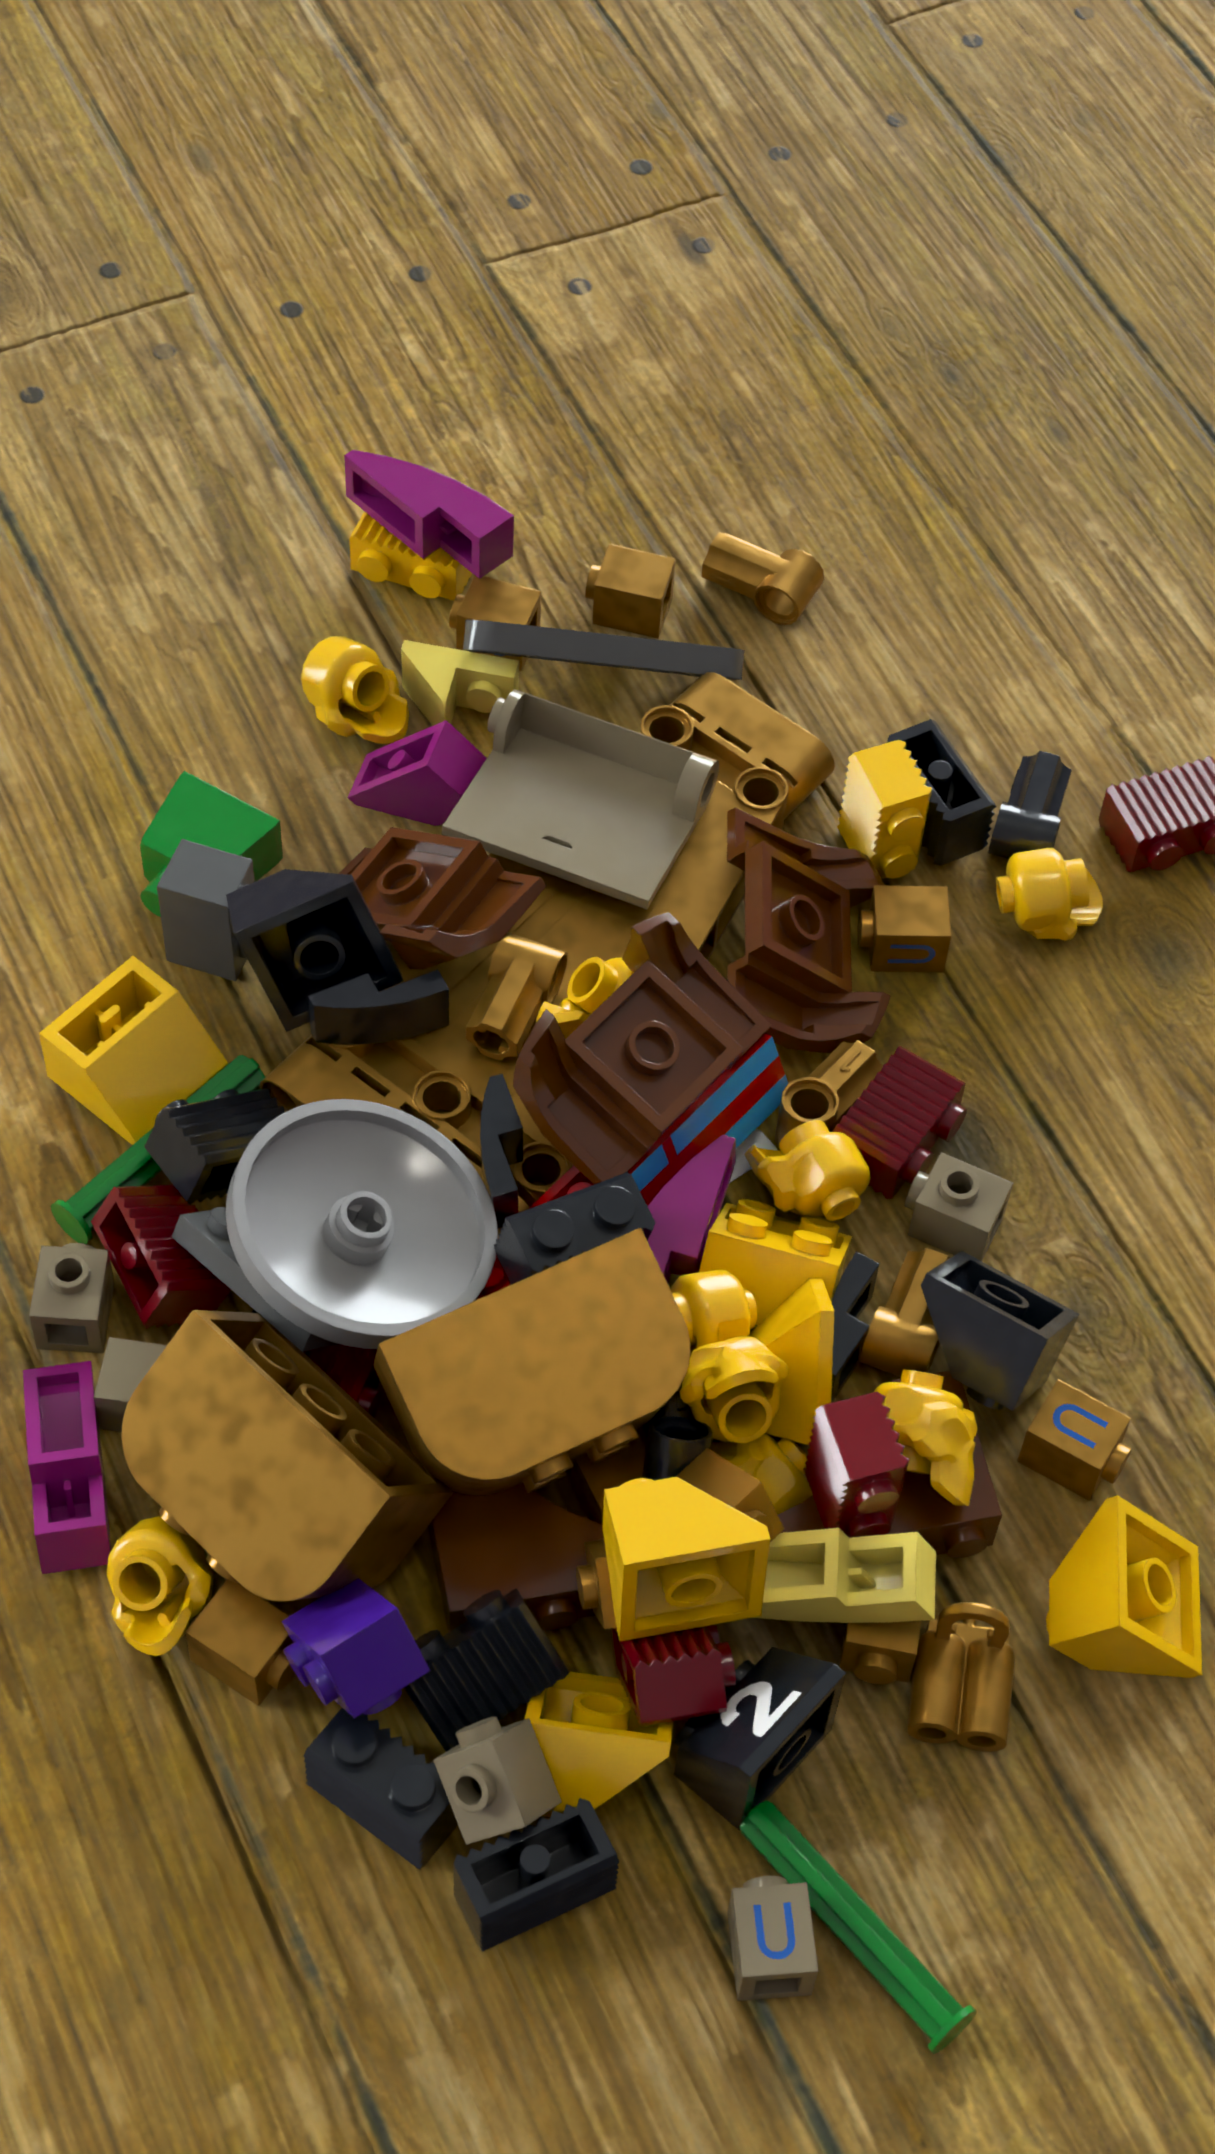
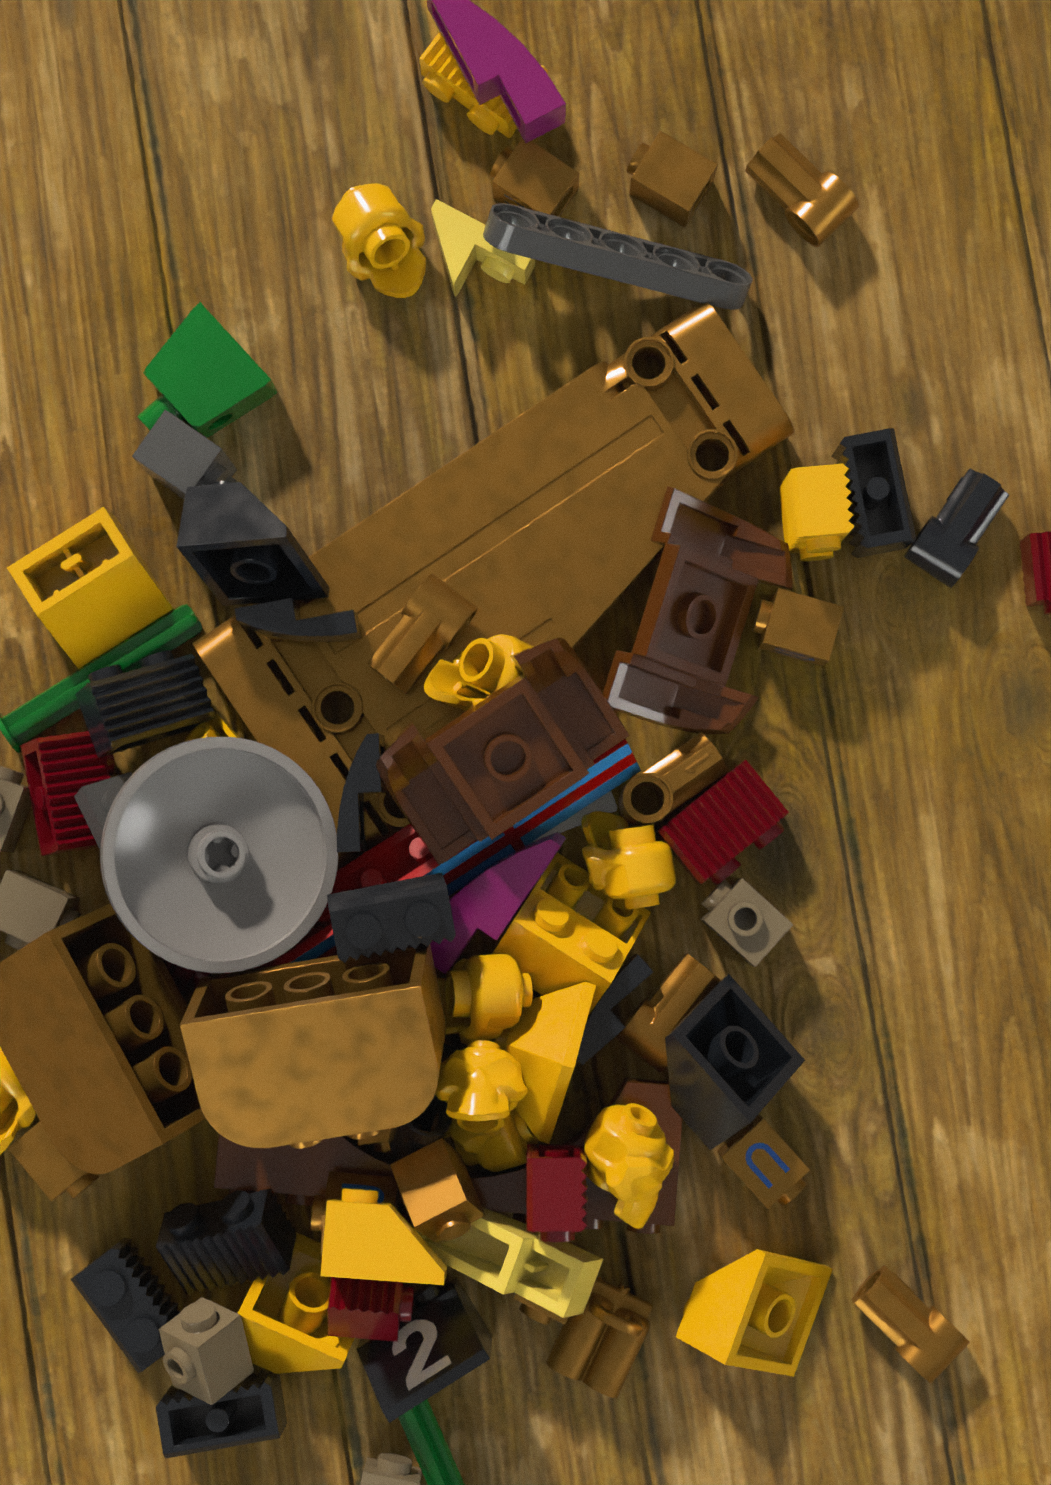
camera: 25 degrees right, 30 degrees up
(353, 1649) = (123, 1223): dark purple brick -> none
(418, 775) = (417, 350): magenta slope -> none
(439, 895) = (363, 508): reddish brown piece -> none
(583, 798) = (547, 430): dark tan door -> none
(1049, 894) = (939, 626): yellow head -> none

